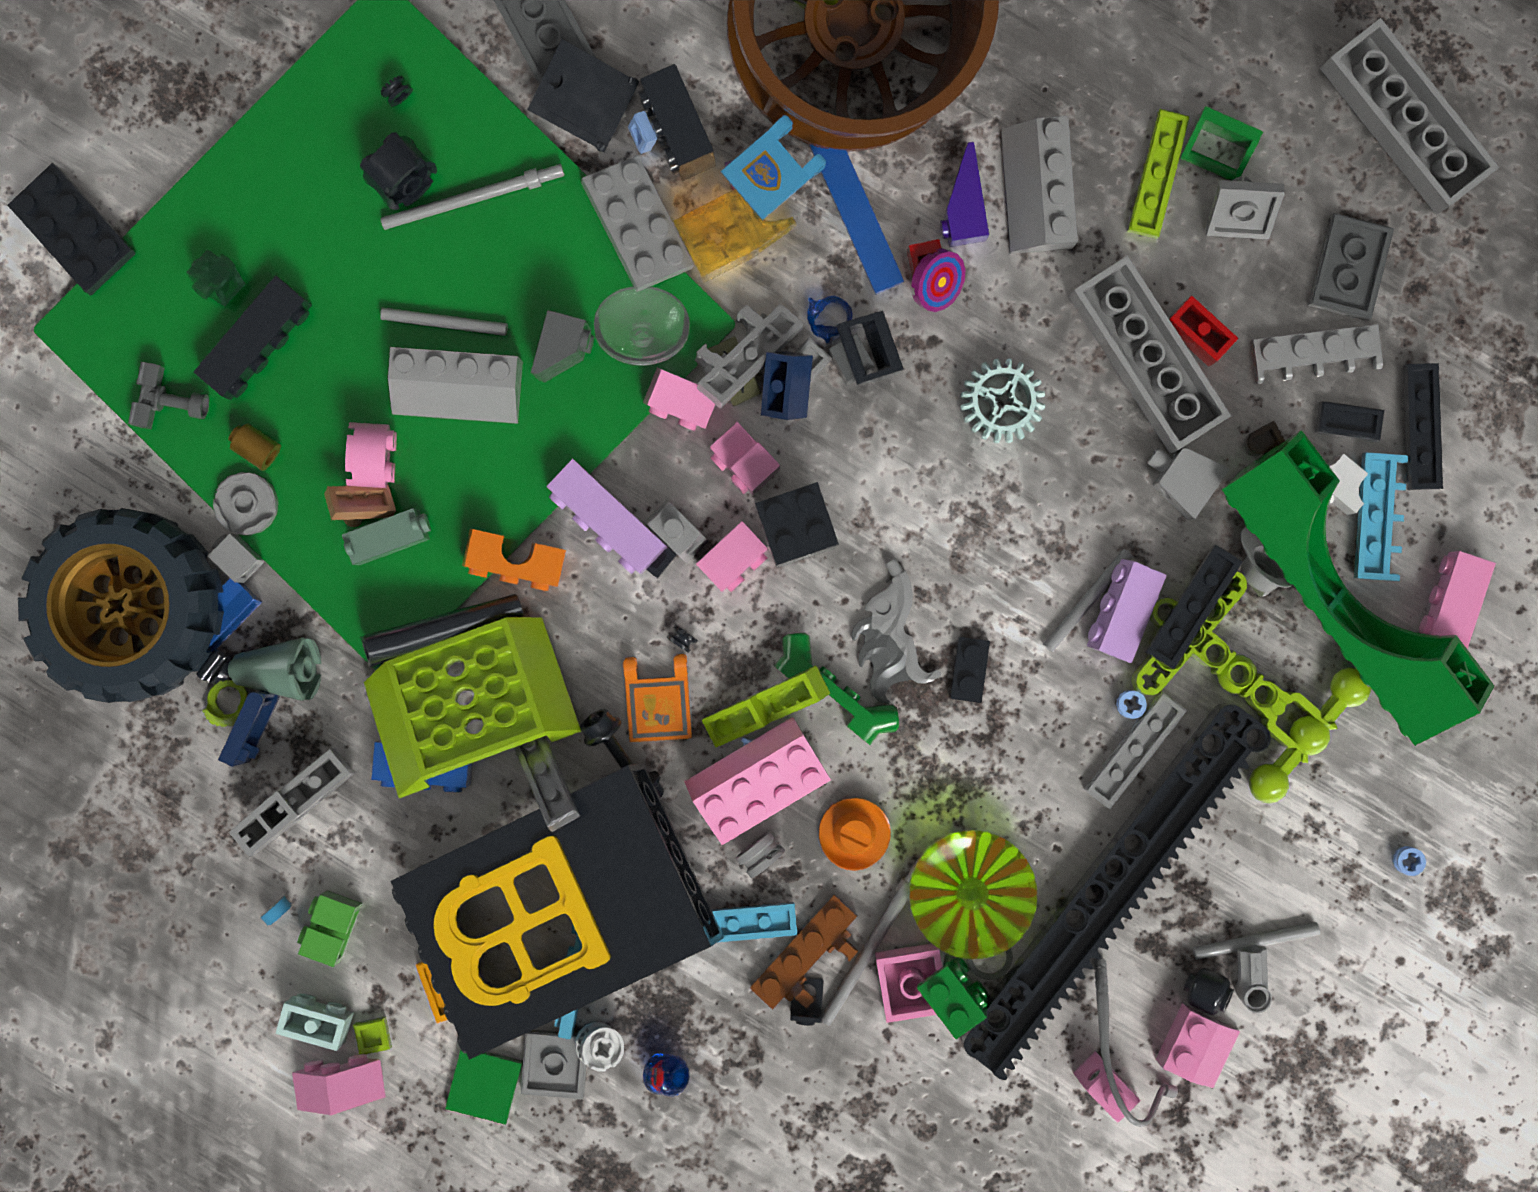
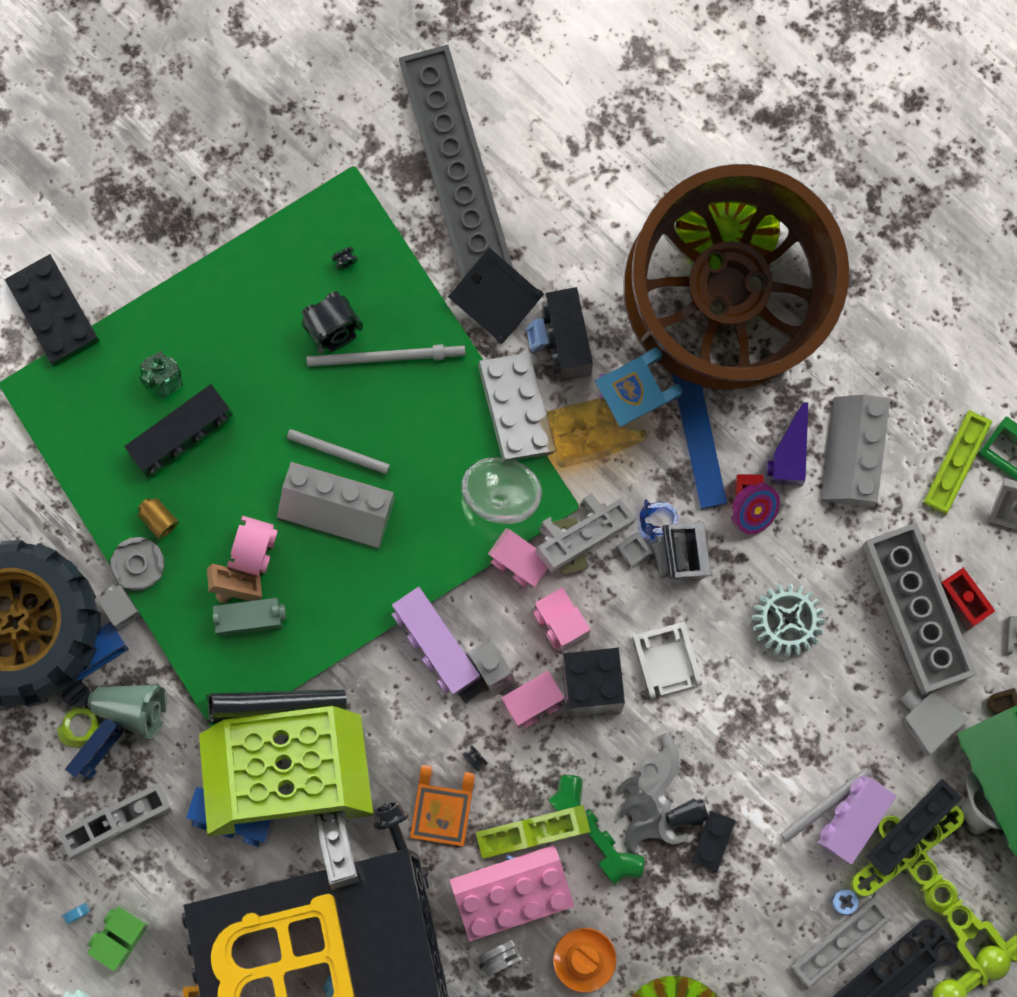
camera: 10 degrees right, 10 degrees down
(154, 398) = (85, 460): dark grey bar -> none
(485, 555) = (327, 651): orange arch -> none
(561, 345) = (431, 492): dark grey slope -> none
(786, 385) = (610, 566): dark blue brick -> none
(878, 481) = (668, 664): none -> white container
(934, 647) = (687, 814): none -> black cone

